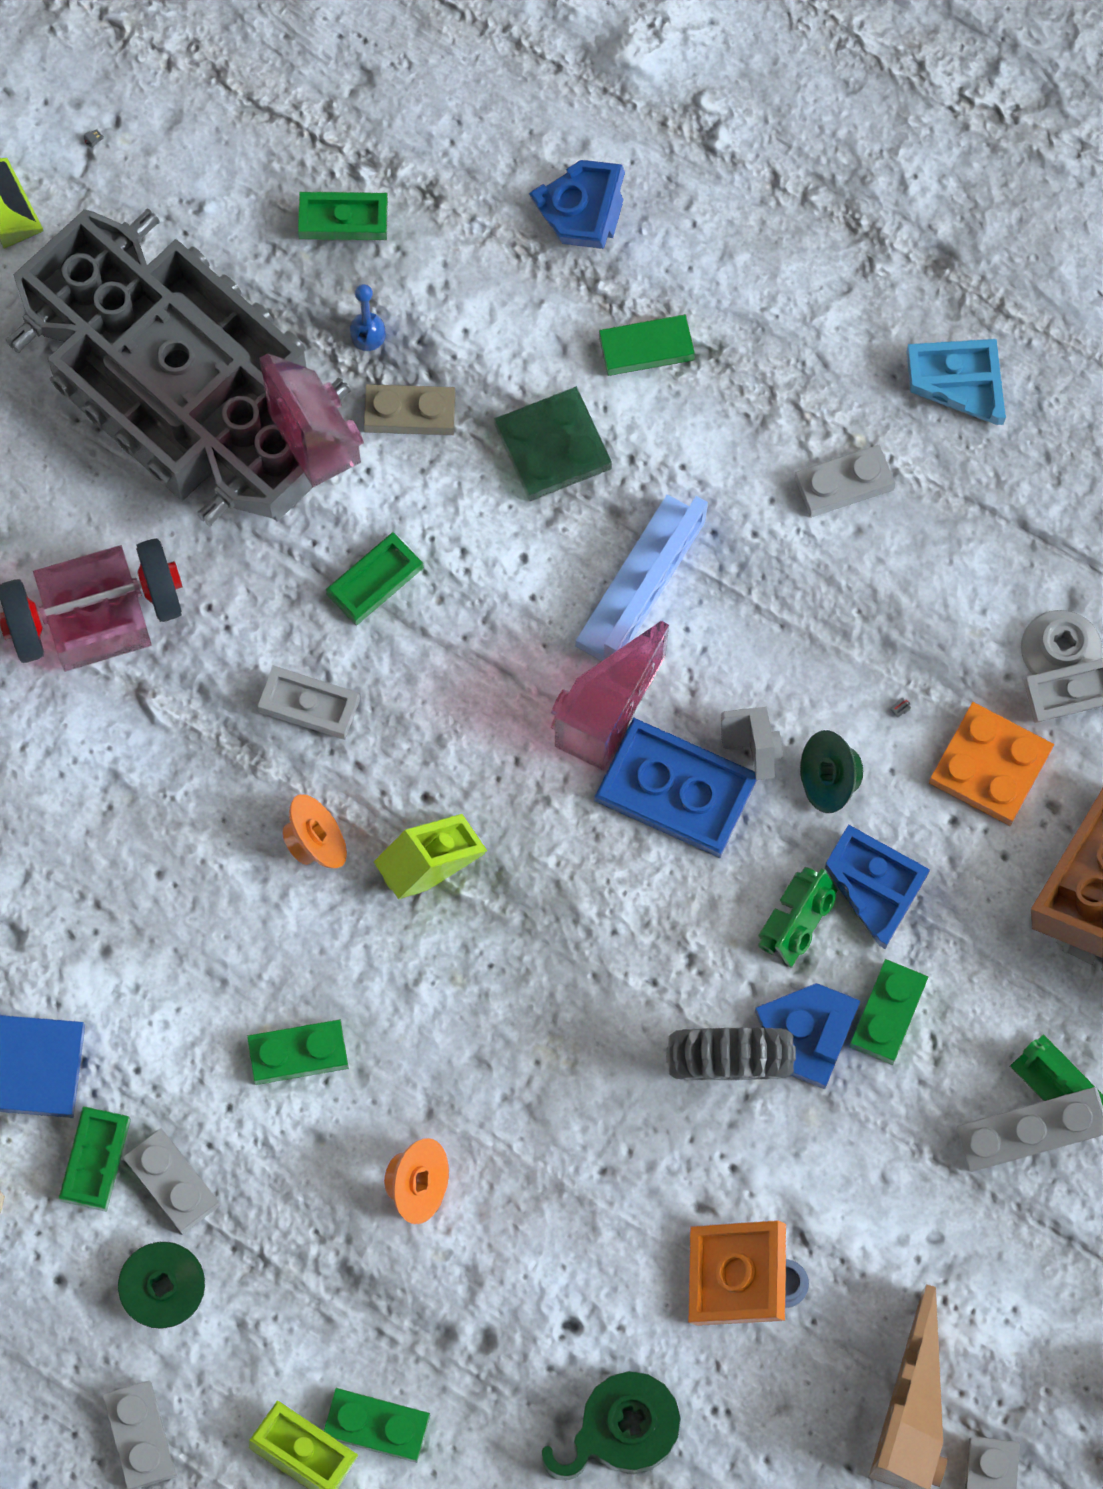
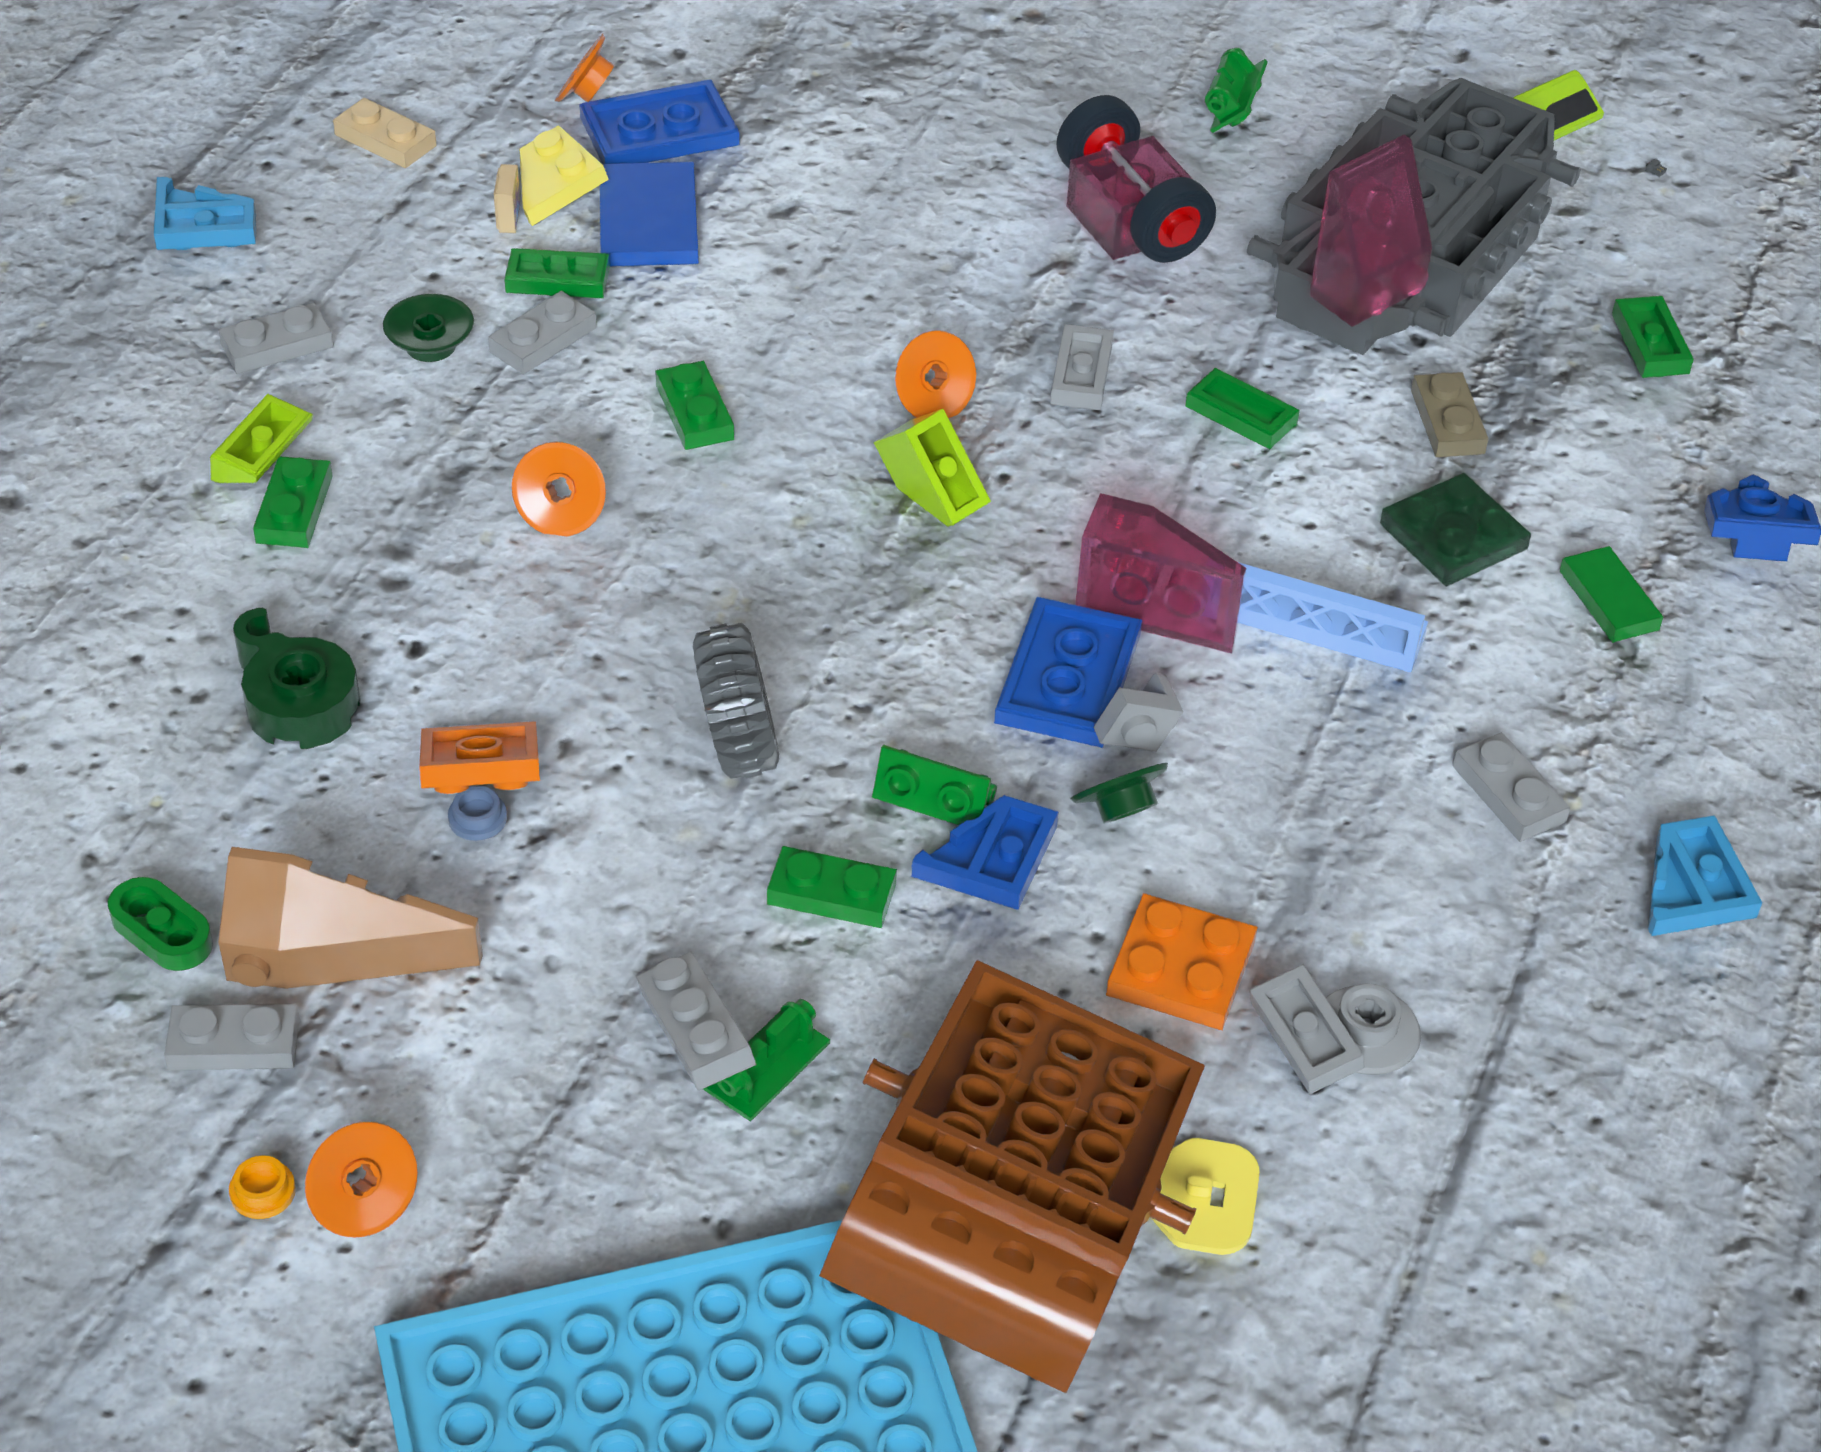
camera: 80 degrees right, 25 degrees down
(366, 323) = (1529, 369): blue hinge -> none
(819, 1027) = (791, 809): blue plate -> none
(900, 707) = (1231, 869): dark grey piece -> none

